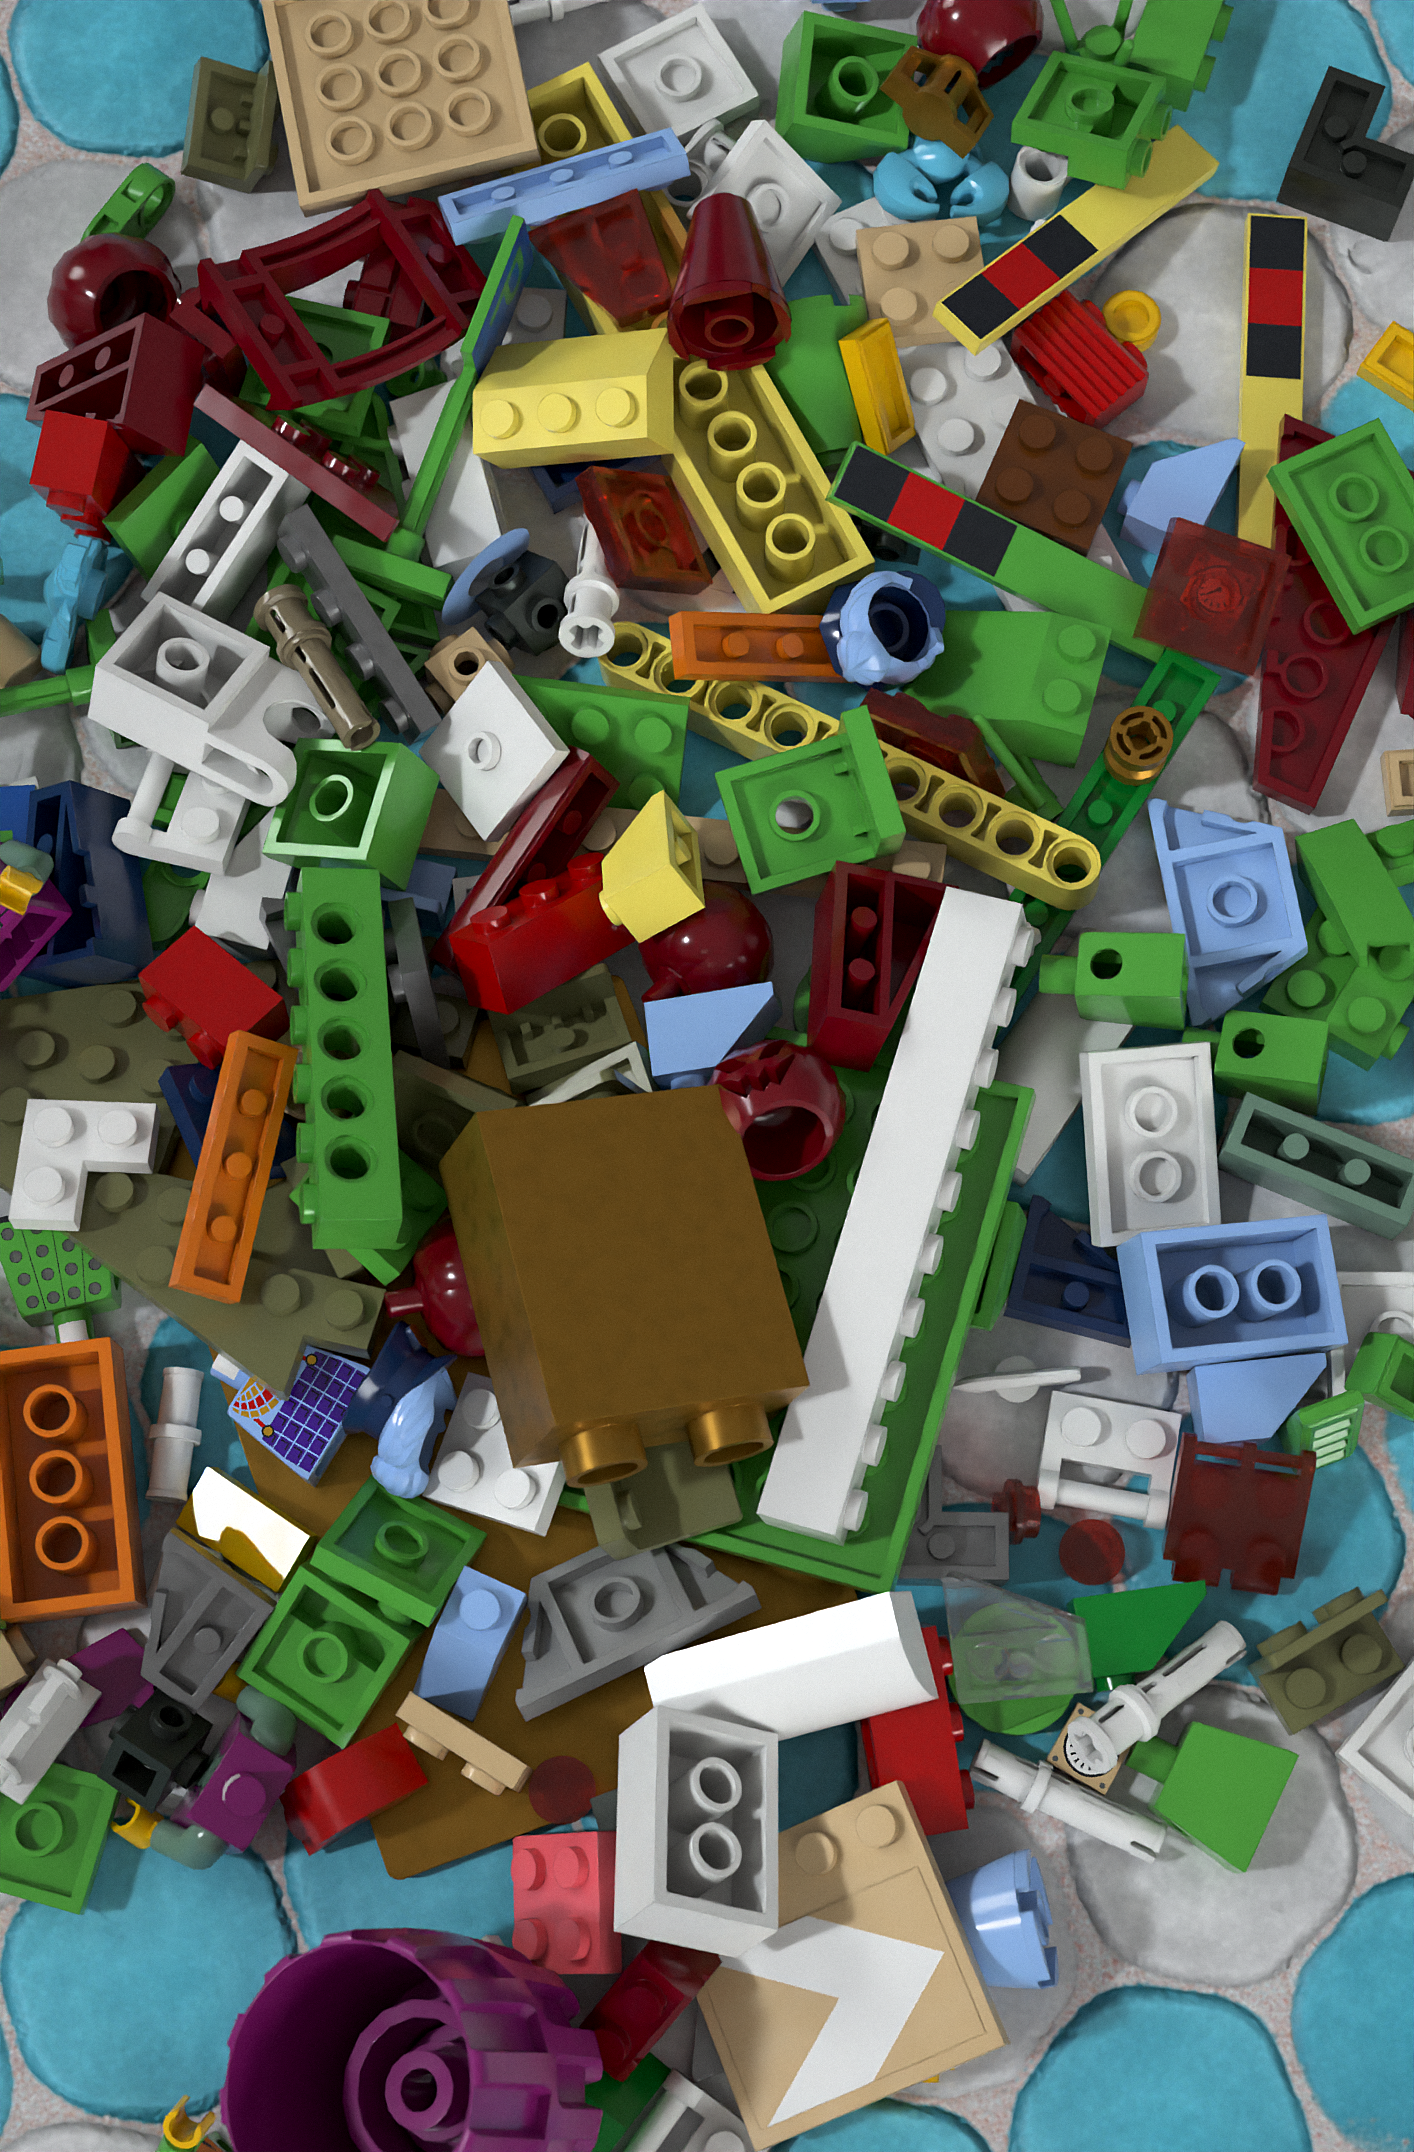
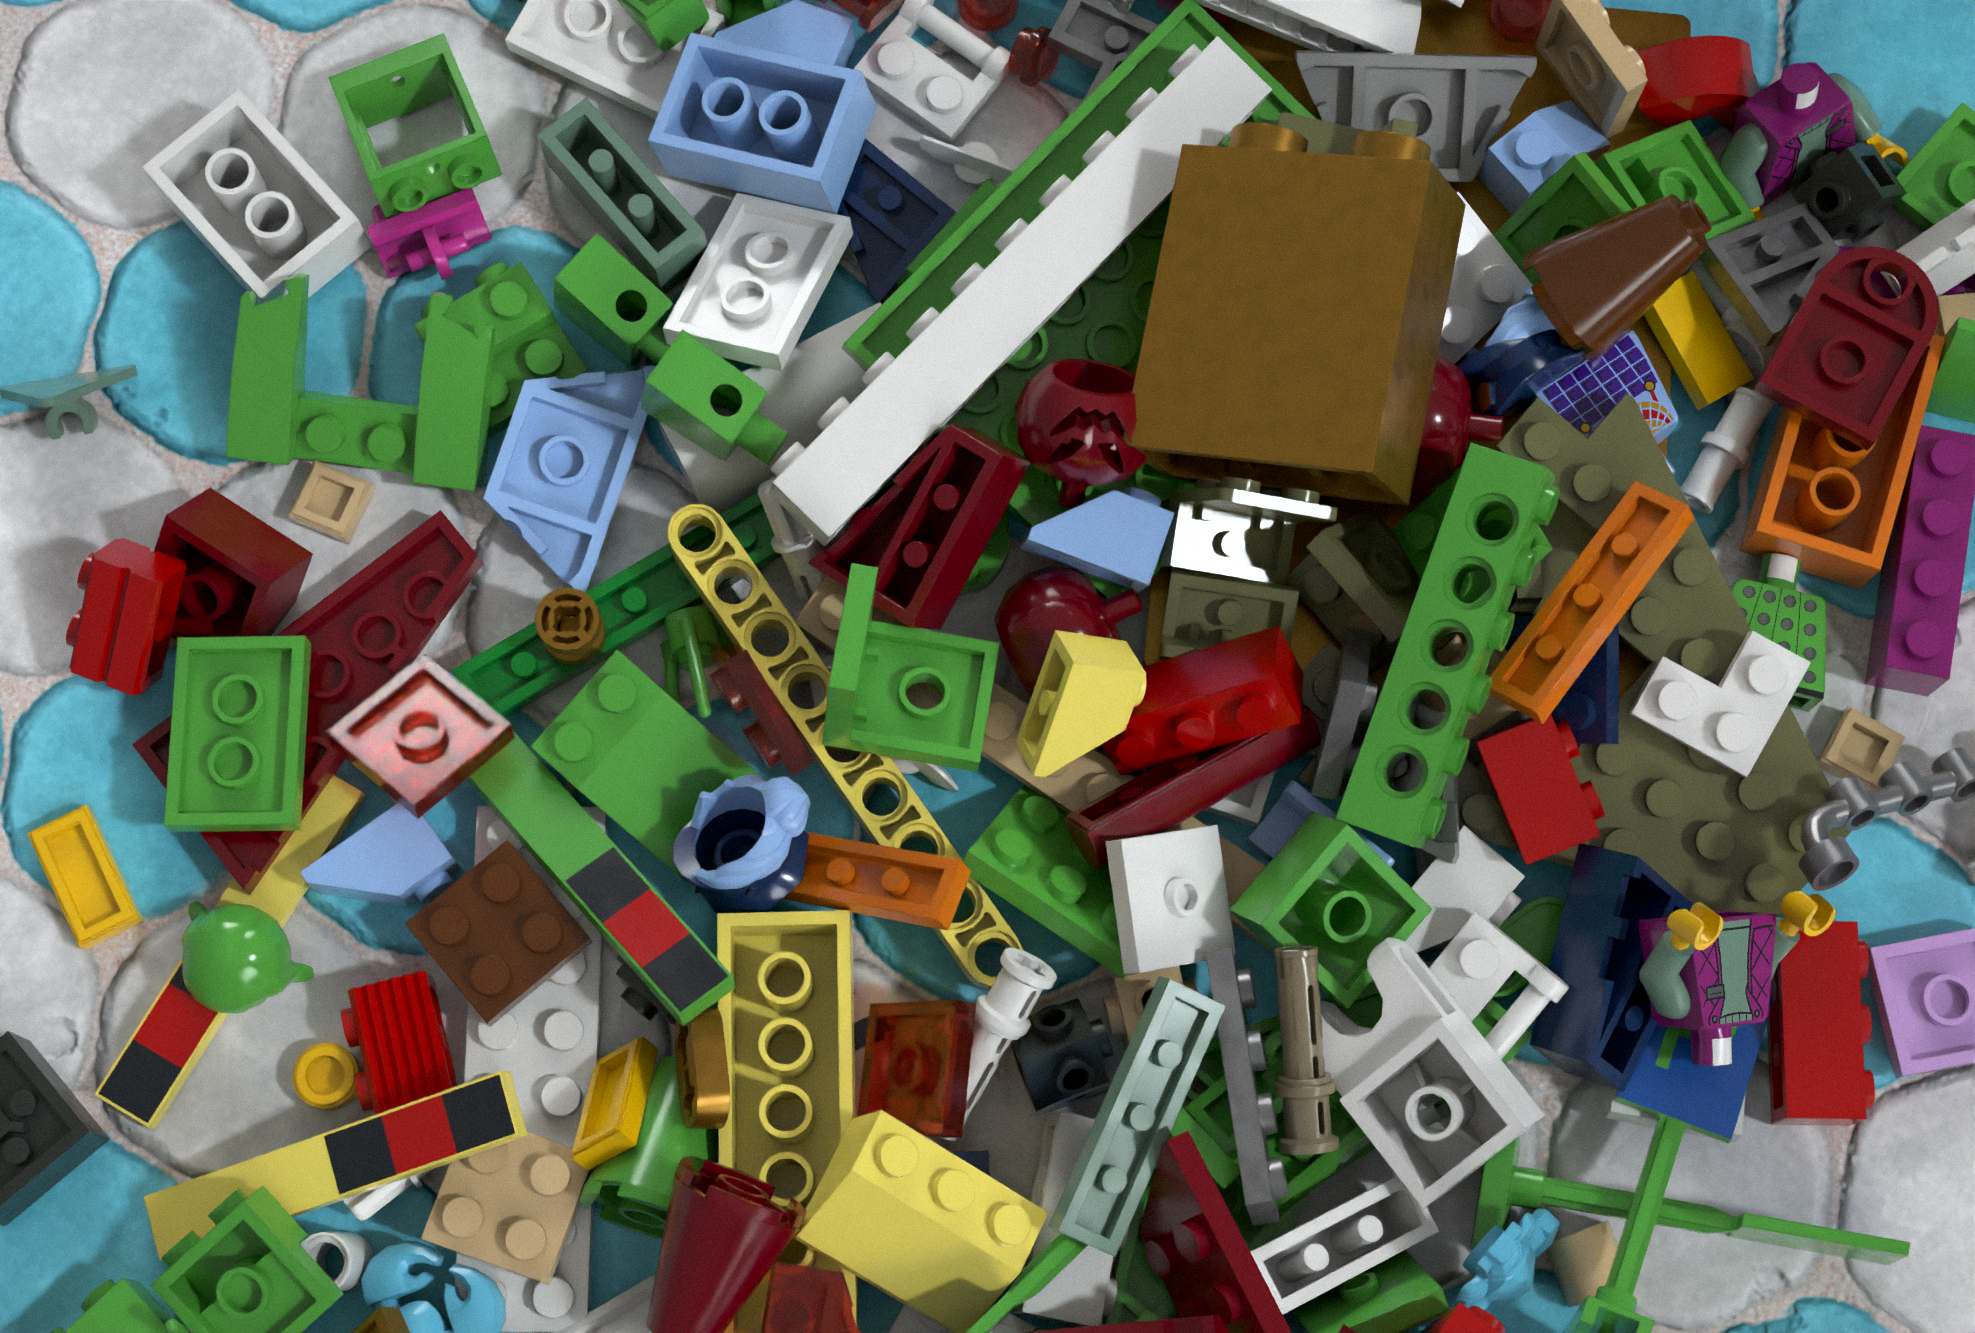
camera: 155 degrees left, 0 degrees up
(89, 1549) = (1850, 347): none -> dark red plate
(349, 1490) = (1615, 270): none -> reddish brown cone
(433, 544) = (1136, 1116): none -> sand green plate
(813, 424) = (702, 1071): none -> pearl gold beam
(1257, 360) = (237, 957): none -> bright green hair

